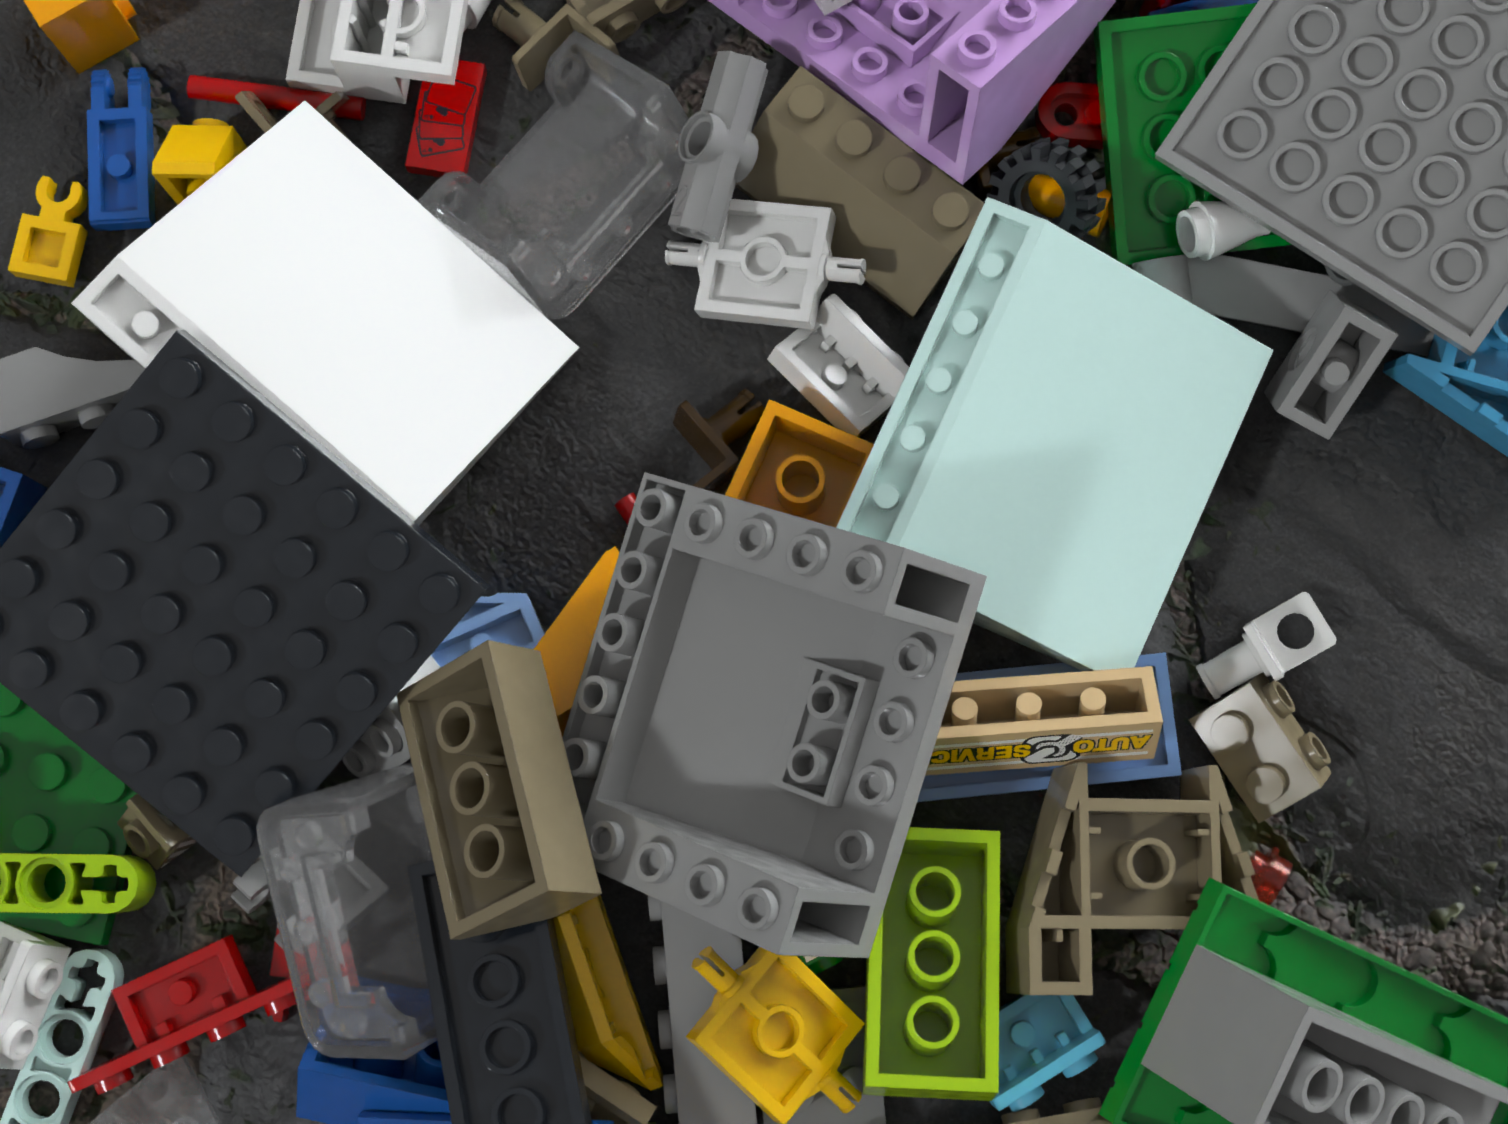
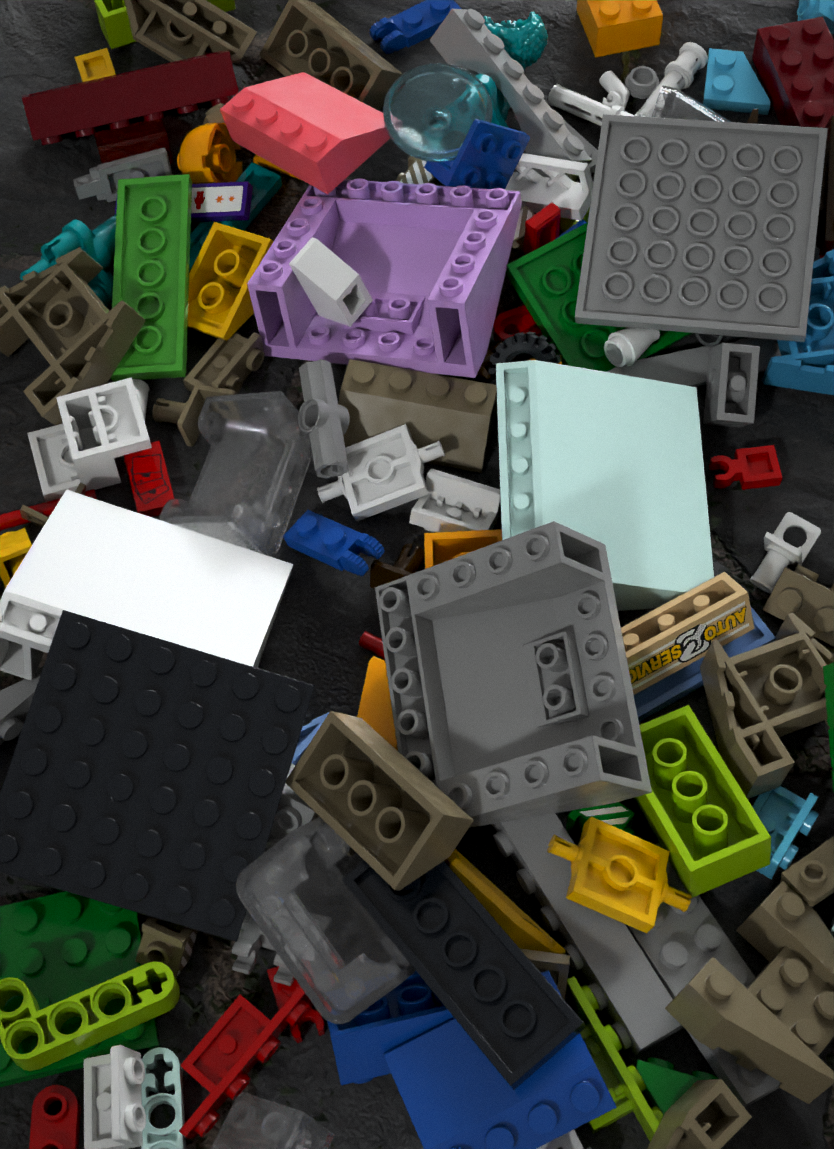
camera: 20 degrees left, 20 degrees down
(643, 340) = (332, 543): none -> blue hinge
(1294, 498) = (751, 466): none -> red plate

